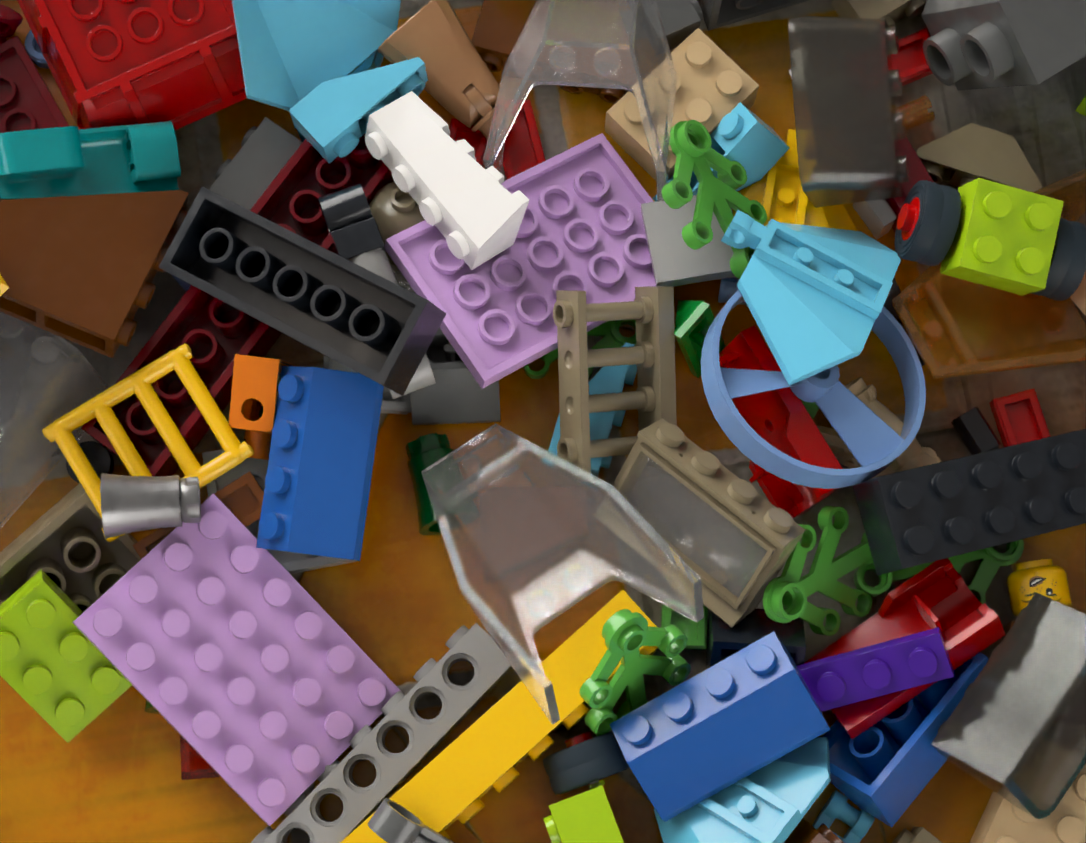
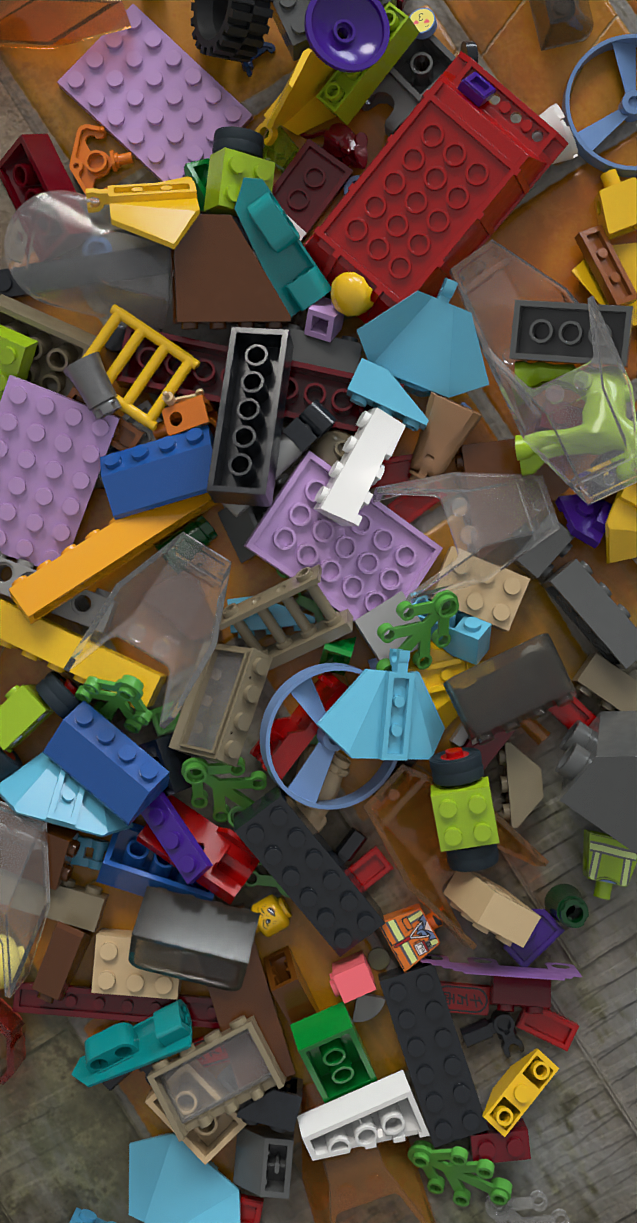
camera: 65 degrees right, 10 degrees up
(191, 91) = (351, 294): none -> yellow hair
(207, 151) = (323, 320): none -> lavender brick
(221, 404) = (170, 399): none -> tan piece
(403, 611) = (101, 555): none -> light orange brick

